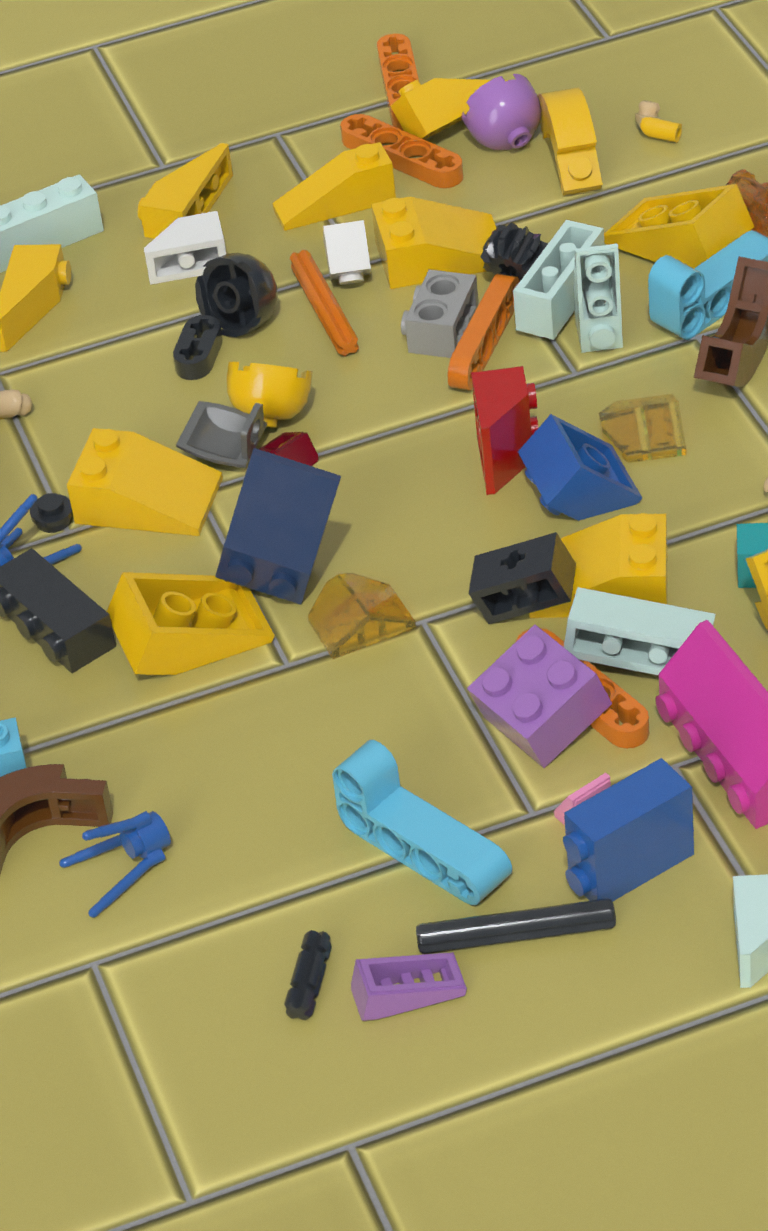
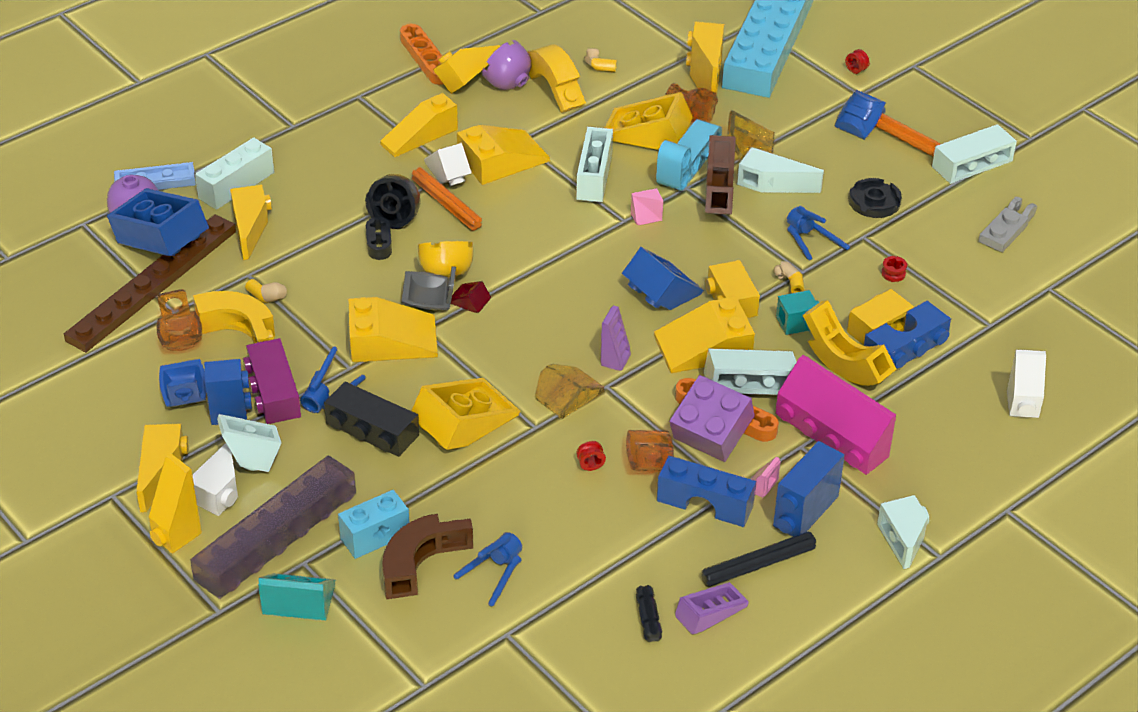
camera: 25 degrees left, 0 degrees up
(51, 512) = (340, 359): black plate -> none
(185, 248) = (344, 176): white slope -> none
(186, 190) = (322, 144): yellow slope -> none
(277, 526) = (507, 341): dark blue slope -> none
(341, 710) = (590, 462): none -> red bush
(414, 830) = (674, 514): medium azure beam -> none
(427, 729) = (648, 449): none -> clear orange piece
(436, 167) = (473, 103): orange beam -> none
(440, 313) = (528, 195): light grey brick -> none
(452, 552) = (614, 341): none -> medium lavender slope
(483, 331) = (559, 203): orange beam -> none
(498, 807) = (728, 493): none -> blue arch
(502, 422) = (605, 257): red slope -> none
(511, 250) = (561, 153): black gear -> none
(522, 578) = (665, 349): black brick -> none
(598, 298) = (628, 170): light aqua slope -> none
(611, 356) = (646, 206): none -> bright pink slope
(645, 427) = (687, 246): clear yellow slope -> none
(681, 494) = (732, 280): none -> yellow brick

